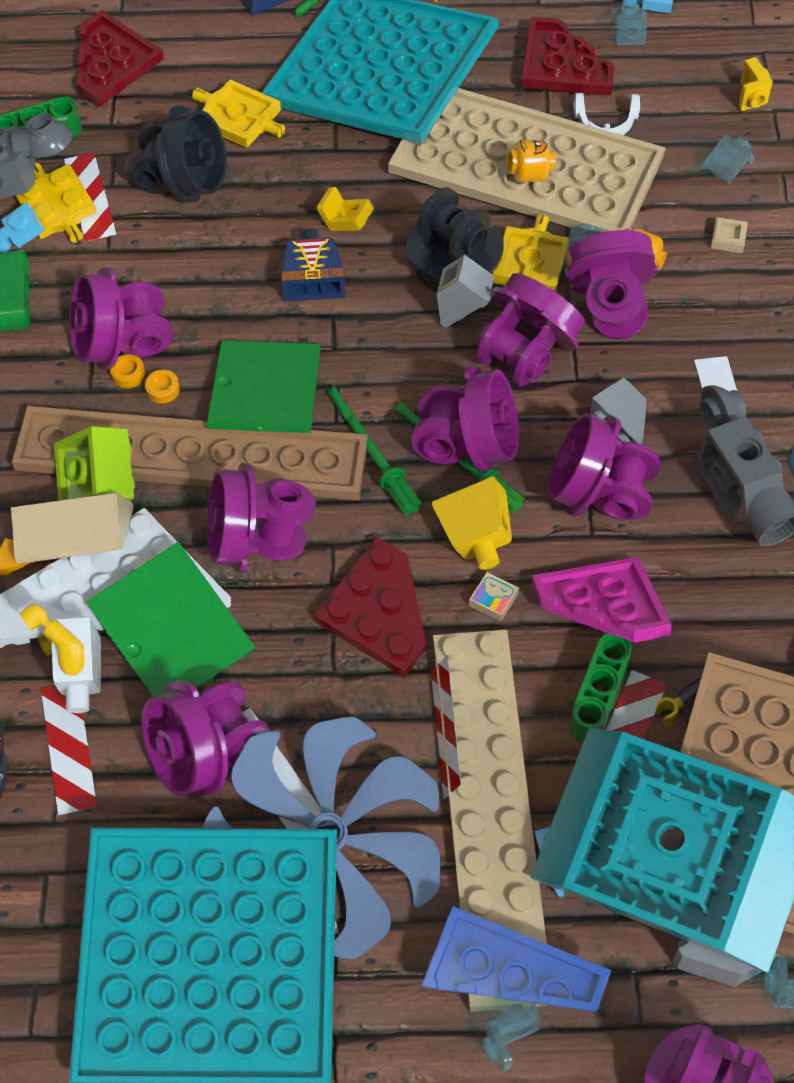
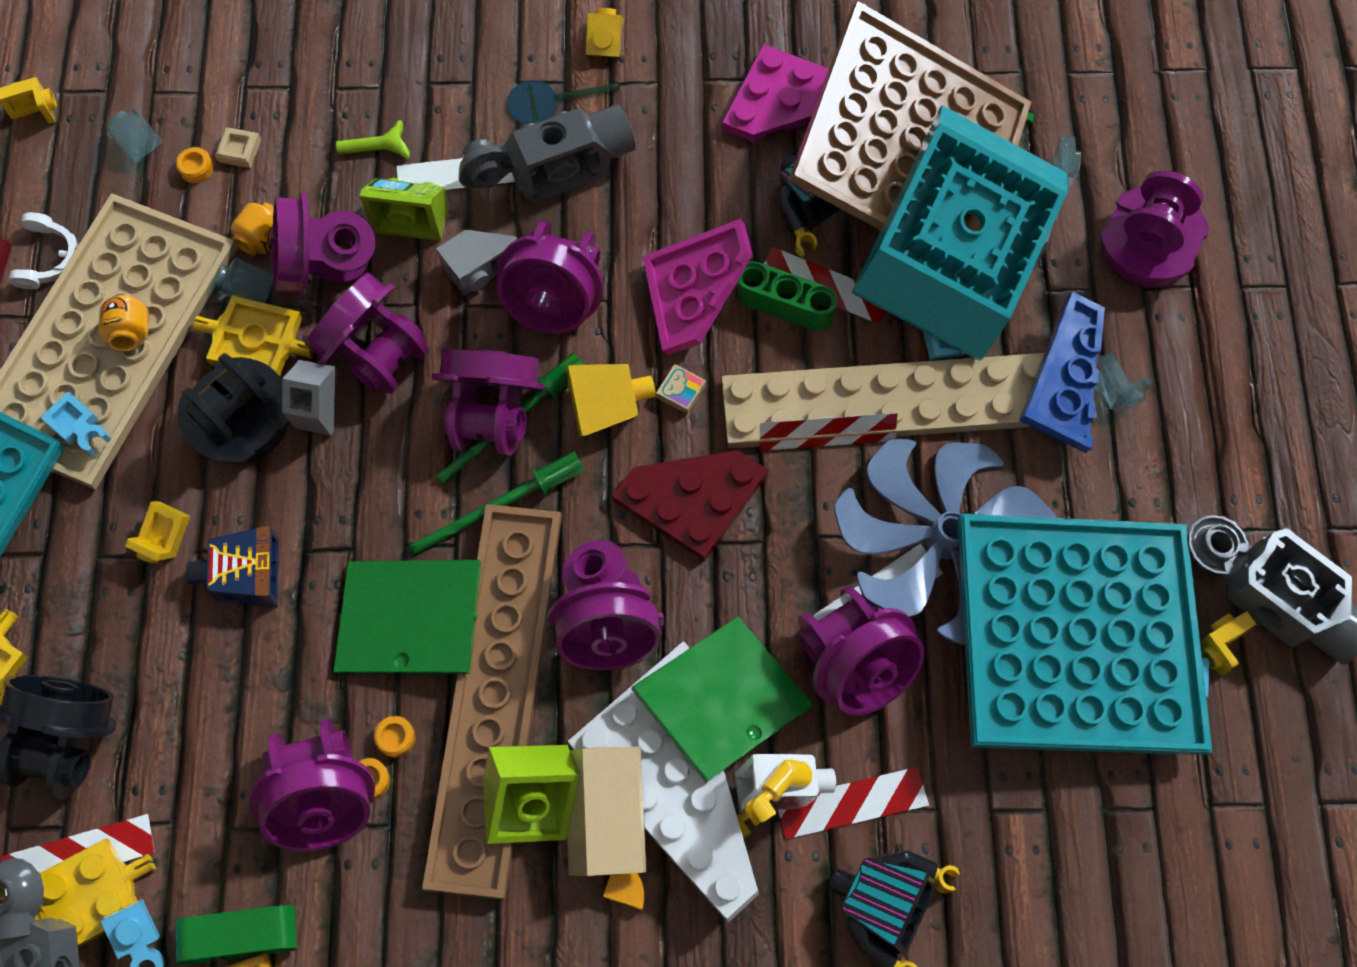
camera: 90 degrees left, 10 degrees up
(438, 140) = (74, 422): none -> medium azure plate
(673, 355) = (405, 208): none -> lime slope
(706, 206) = (194, 165): none -> light orange tile
(750, 346) = (390, 141): none -> lime piece

